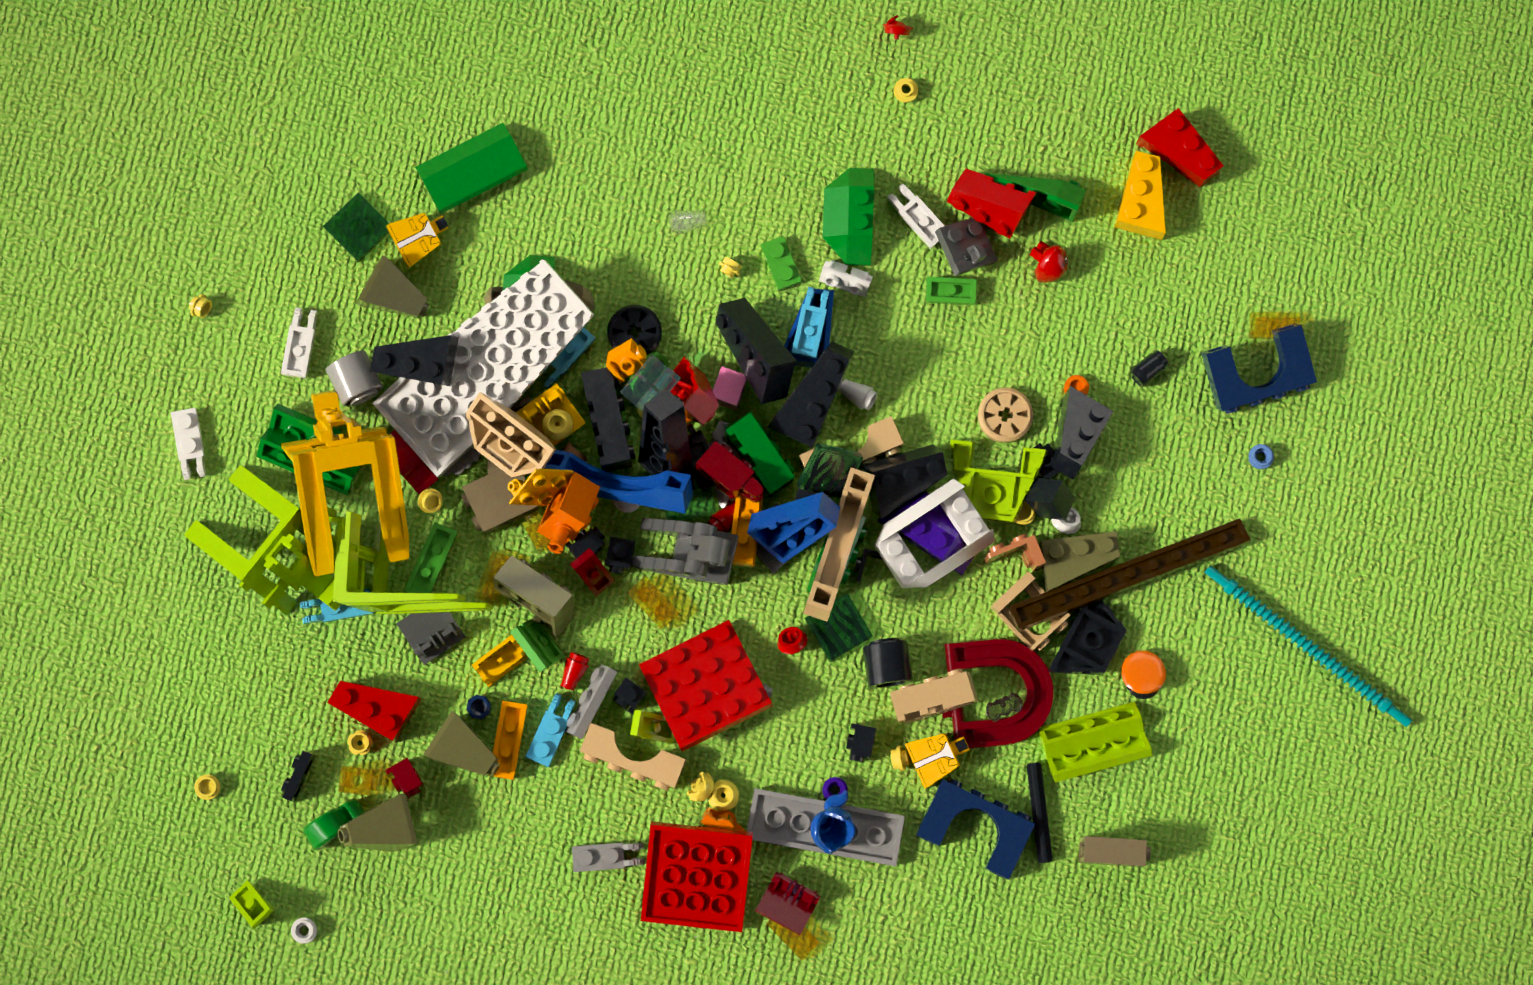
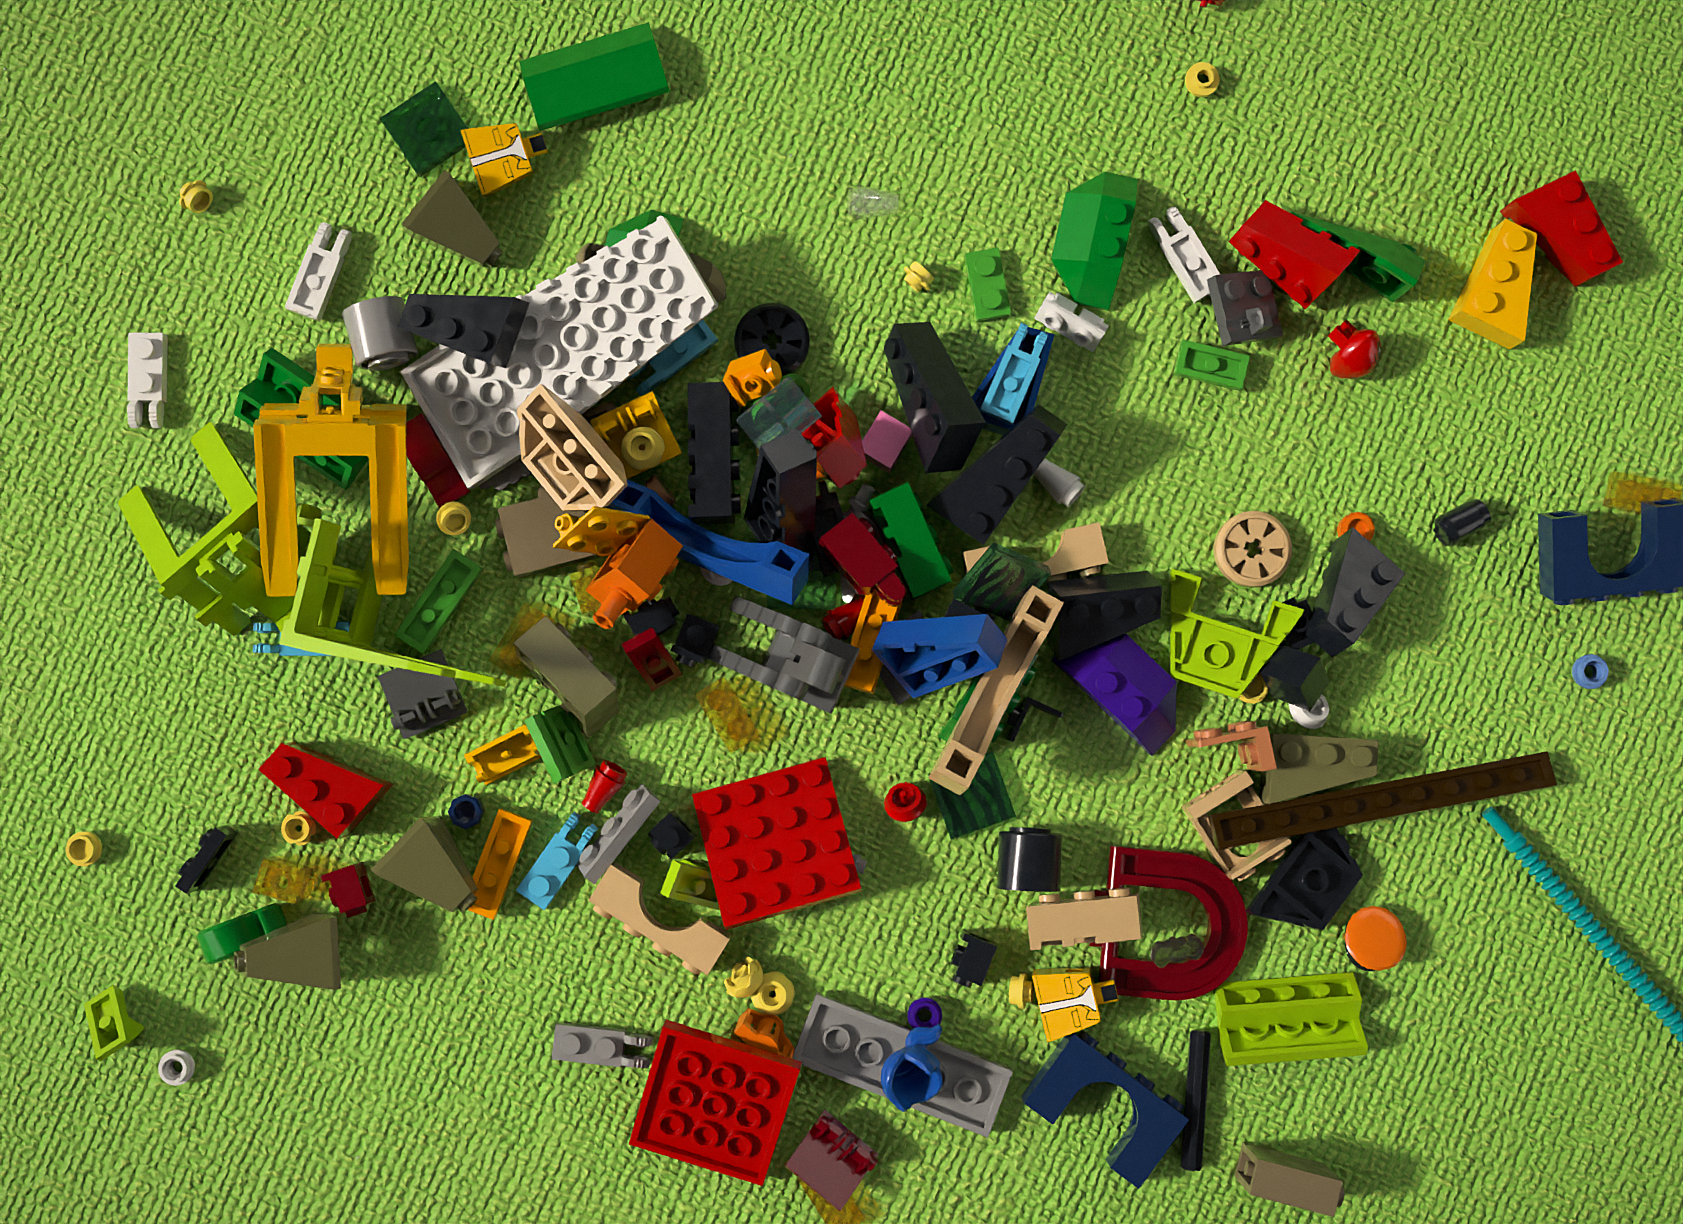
camera: 15 degrees right, 5 degrees up
(962, 515) = (1171, 679): white wedge -> none

